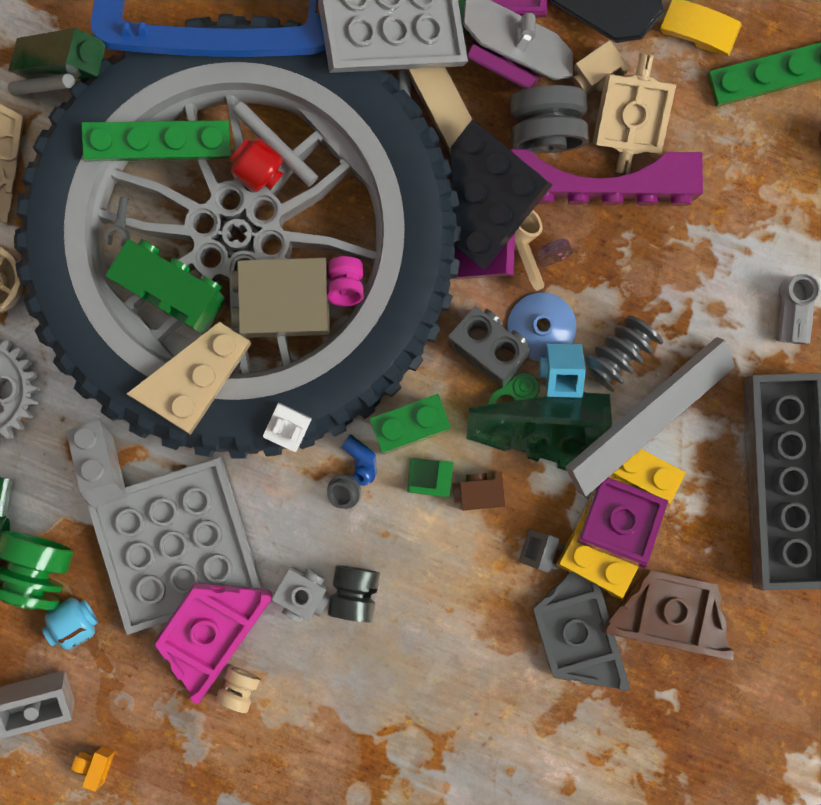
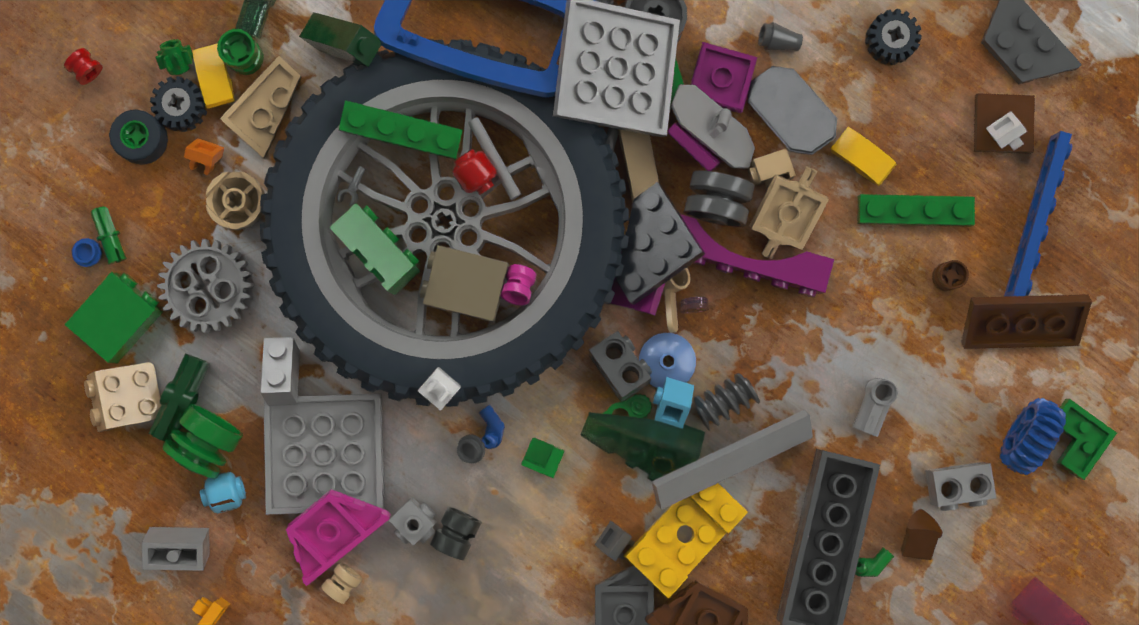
camera: 10 degrees right, 0 degrees up
(41, 84) = (322, 56): light grey bar -> none
(193, 378) = (376, 328): tan wing -> none
(410, 424) = (537, 412): green brick -> none
(479, 492) = (578, 480): reddish brown brick -> none
(623, 522) = (686, 537): magenta plate -> none

